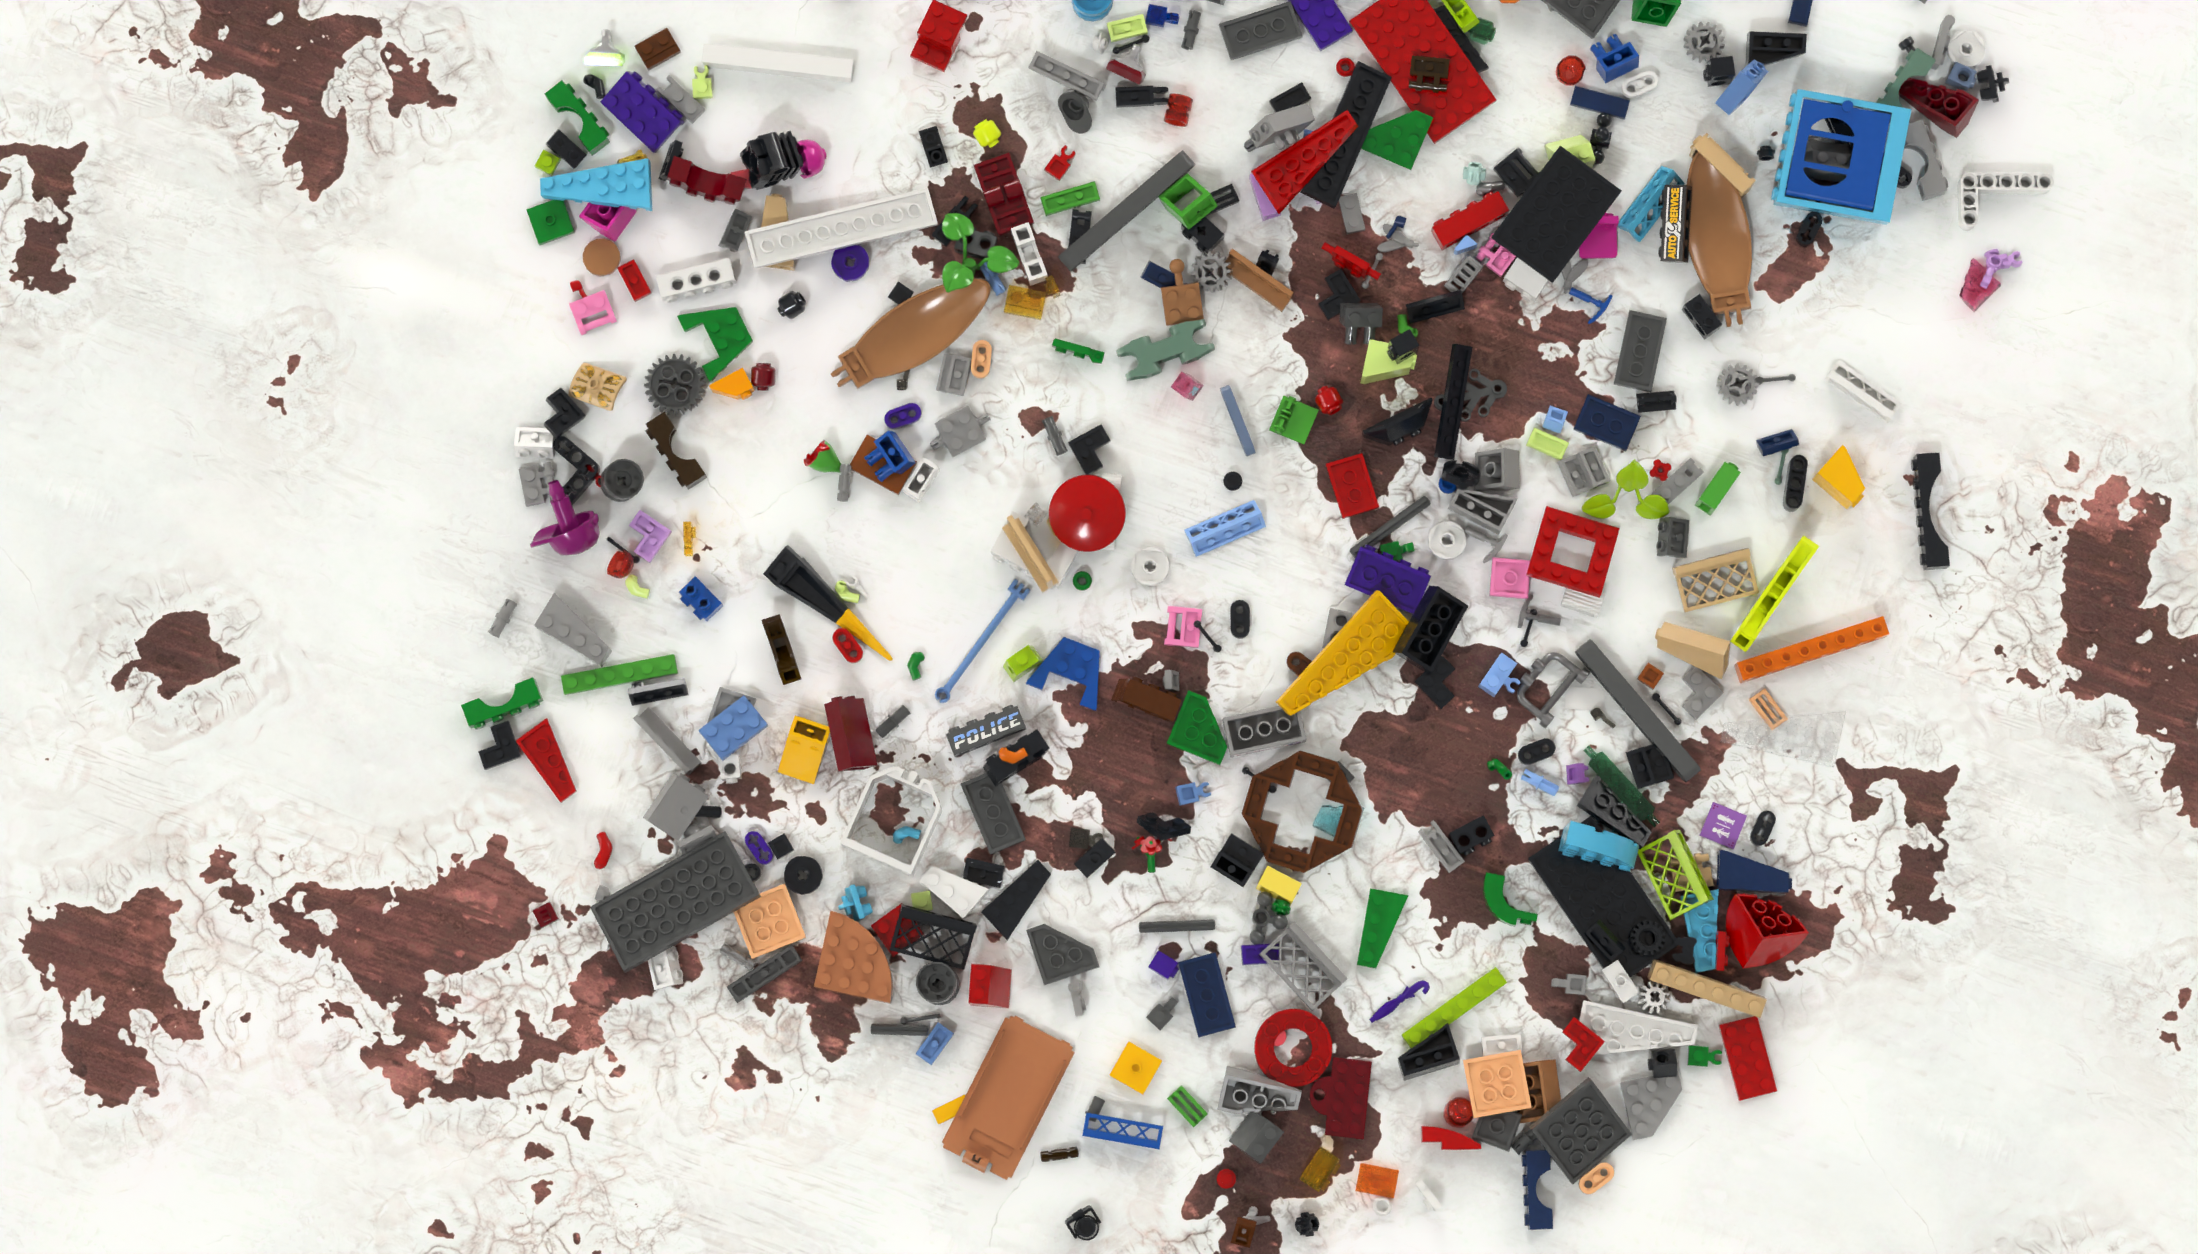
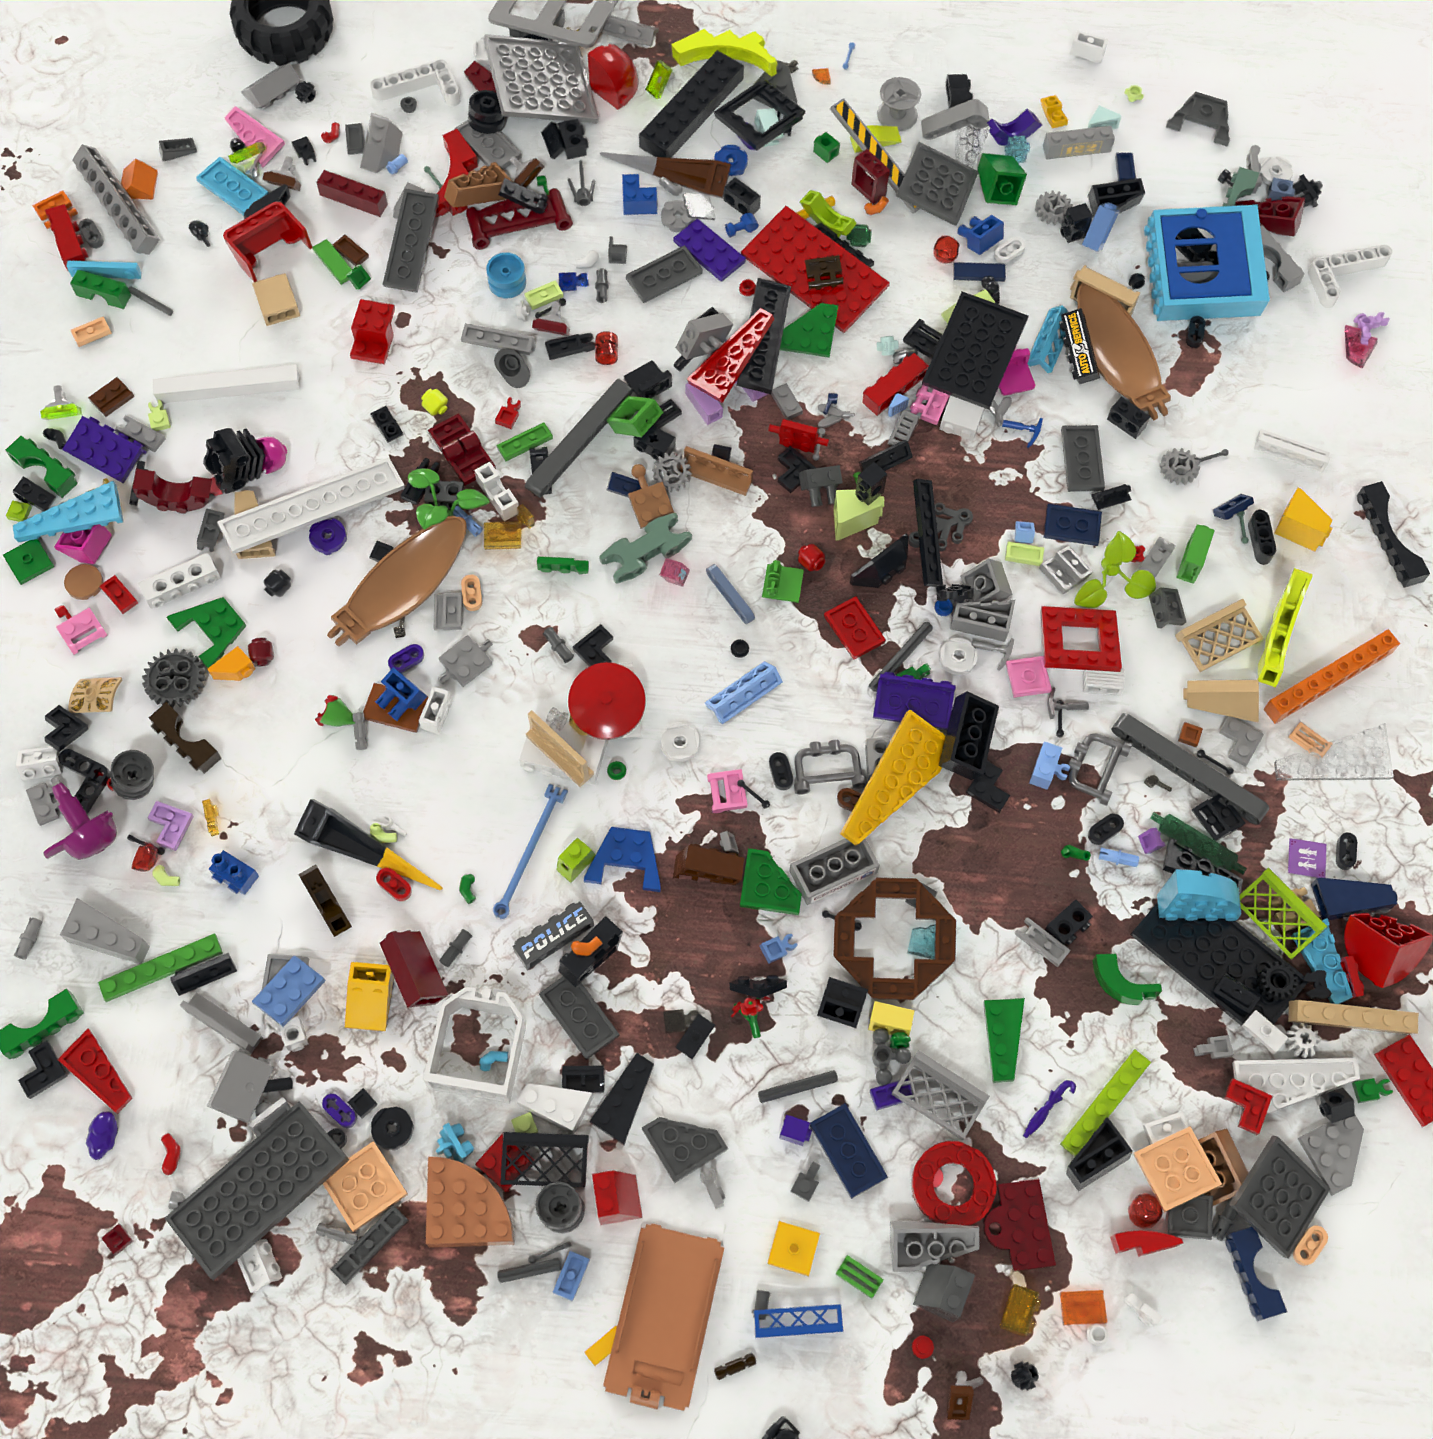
camera: 20 degrees left, 15 degrees down
(545, 818) = (101, 1135): none -> dark purple arm
(1212, 157) = (649, 380): none -> black bracket
(1297, 607) = (802, 786): none -> flat silver bar

